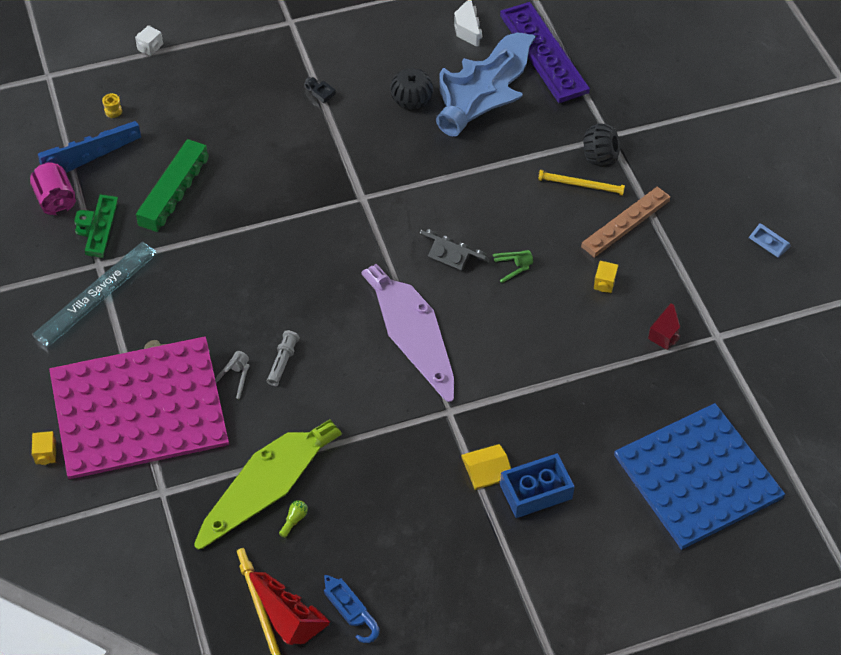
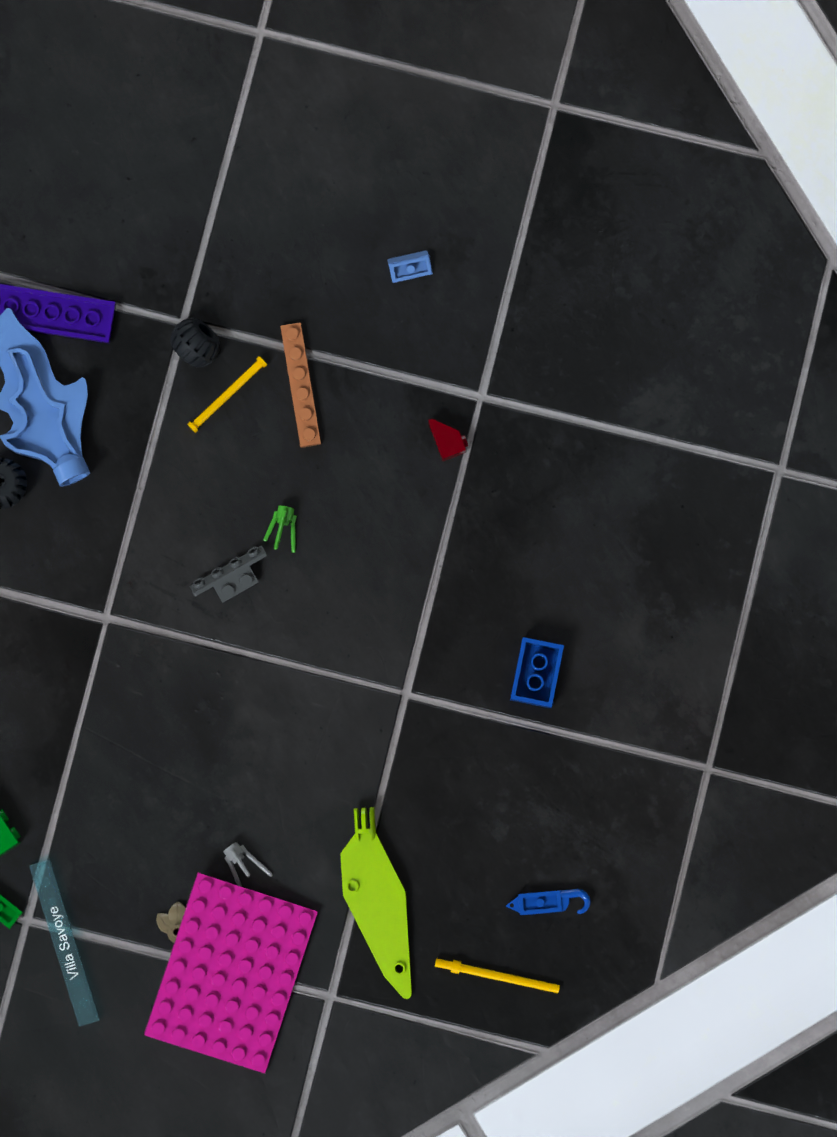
camera: 55 degrees left, 30 degrees up
(44, 448) = (222, 1080): yellow brick -> none
(285, 350) = (249, 803): light grey pin -> none
(288, 615) = (523, 956): red wedge -> none
(297, 511) = (428, 893): lime piece -> none
(413, 329) = (298, 670): lavender wing -> none
(486, 465) = (484, 698): yellow slope -> none
(605, 277) = (356, 454): yellow brick -> none
(698, 475) = (608, 522): blue plate -> none

